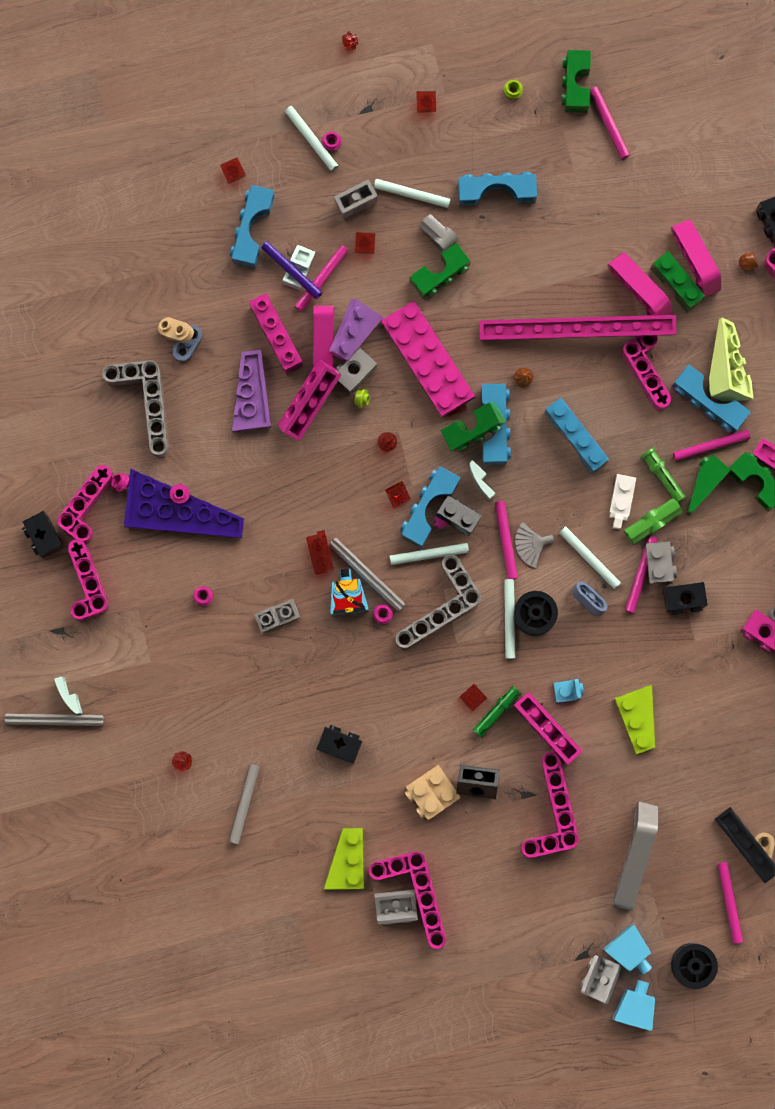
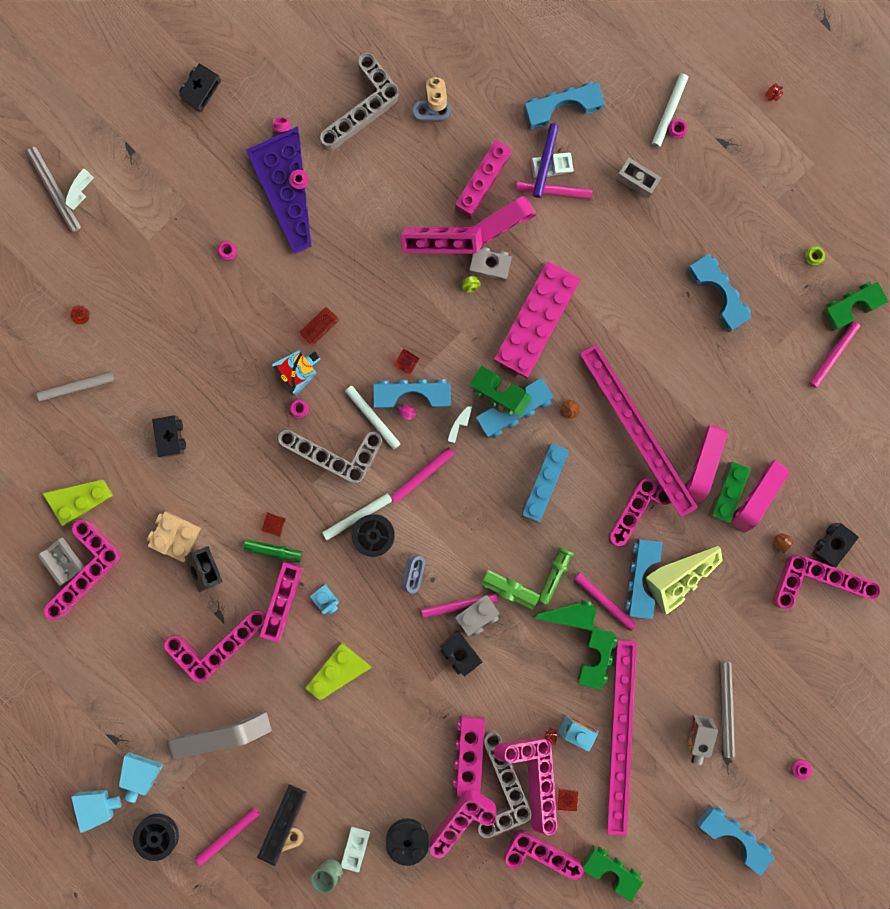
camera: 55 degrees right, 5 degrees up
(85, 578) = (182, 144): dark pink beam -> none
(89, 501) = (249, 108): dark pink beam -> none
(232, 170) = (602, 60): clear red plate -> none
(251, 398) = (415, 193): medium lavender wing -> none
(277, 615) = (246, 321): light grey slope -> none
(354, 329) = (524, 242): medium lavender wing -> none
(365, 243) = (606, 208): clear red plate -> none
(367, 574) = (325, 374): light grey axle -> none
(387, 441) = (446, 326): clear red plate -> none
(412, 193) = (673, 223): light aqua piece -> none
(426, 101) = (760, 188): clear red plate -> none
(427, 283) = (603, 282): green arch -> none
(441, 236) = (650, 270): light grey piece -> none
(458, 515) = (418, 423): bracket -> none
(530, 544) = (430, 497): light grey hand -> none
(589, 557) = (448, 554): light aqua piece -> none
(600, 979) = (100, 765): light grey bracket -> none
(621, 499) = (513, 552): white hinge -> none

